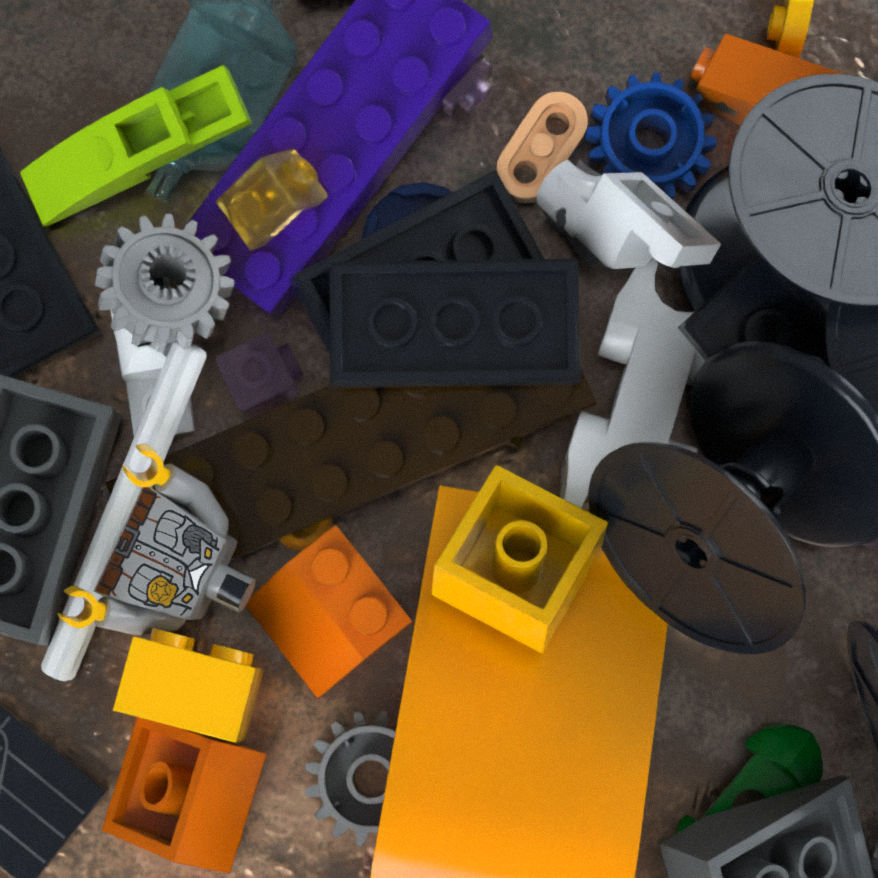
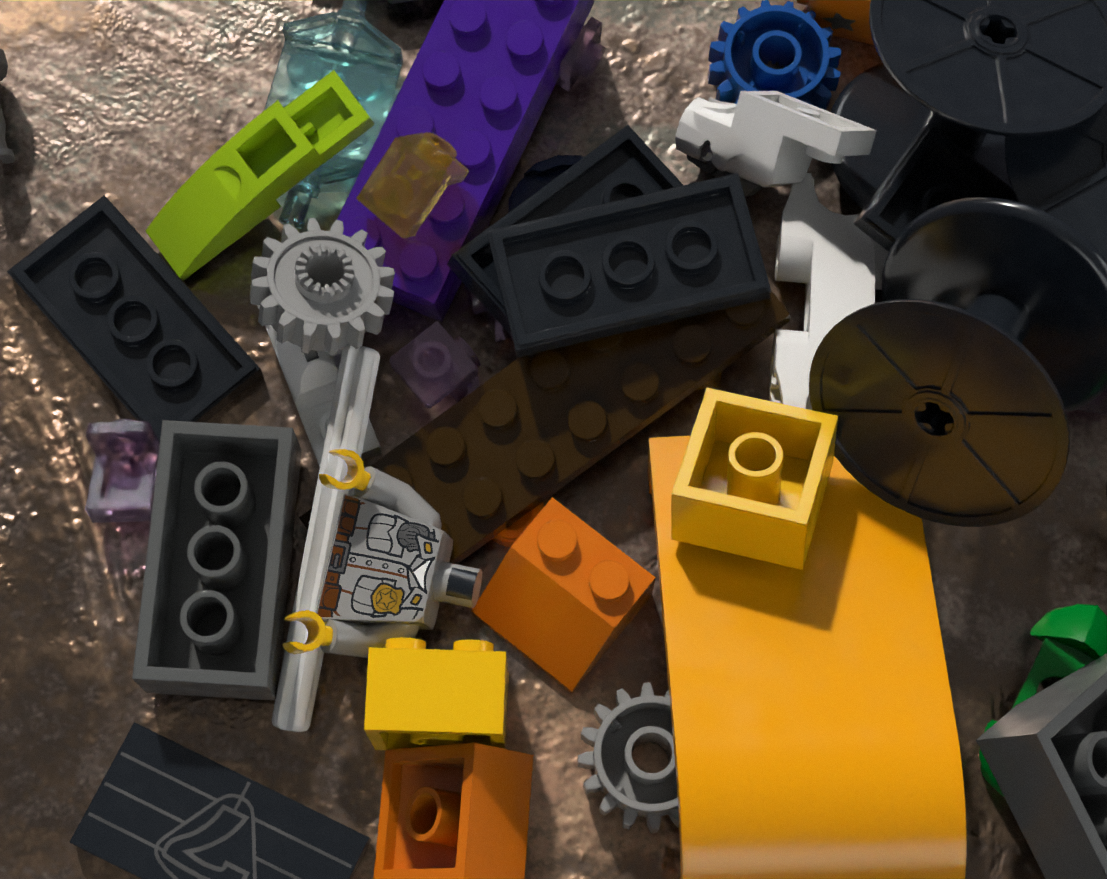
camera: 10 degrees left, 10 degrees down
(537, 147) = (663, 100): light nougat plate -> none

